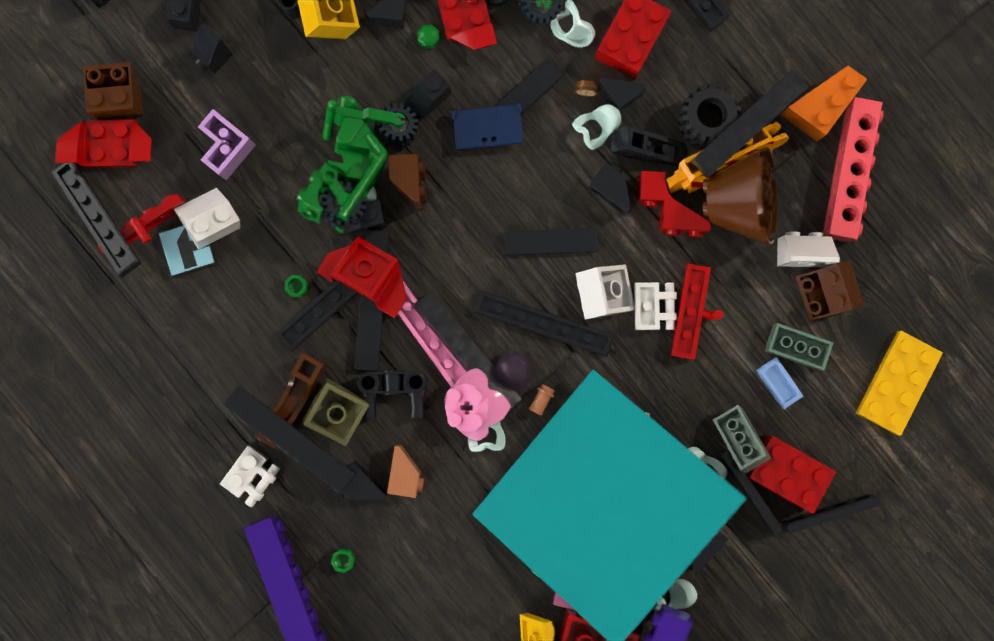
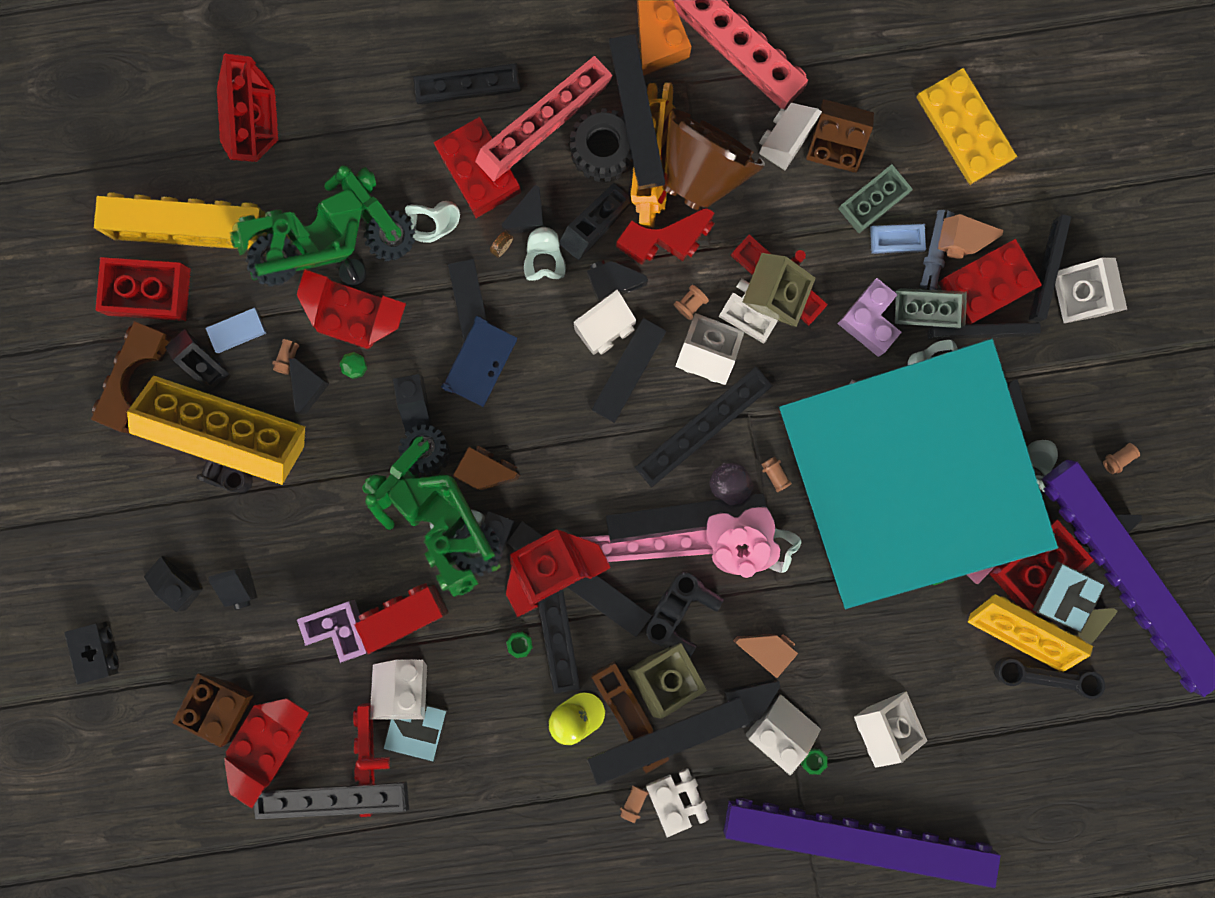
camera: 60 degrees left, 0 degrees up
(229, 444) = (633, 804): none -> nougat pin
(261, 184) = (400, 617): none -> red brick
(267, 362) = (576, 718): none -> neon yellow cap
(349, 525) = (784, 734): none -> white slope
(401, 605) = (890, 730): none -> white slope
(575, 200) = (605, 323): none -> white slope
(631, 256) = (691, 302): none -> nougat bush
(683, 314) = (779, 288): none -> olive slope
(700, 57) = (543, 118): none -> coral brick
(700, 395) = (865, 318): none -> lavender brick
(780, 421) = (934, 261): none -> sand blue pin
(814, 432) = (965, 236): none -> nougat slope
(833, 554) = (1090, 290): none -> white slope

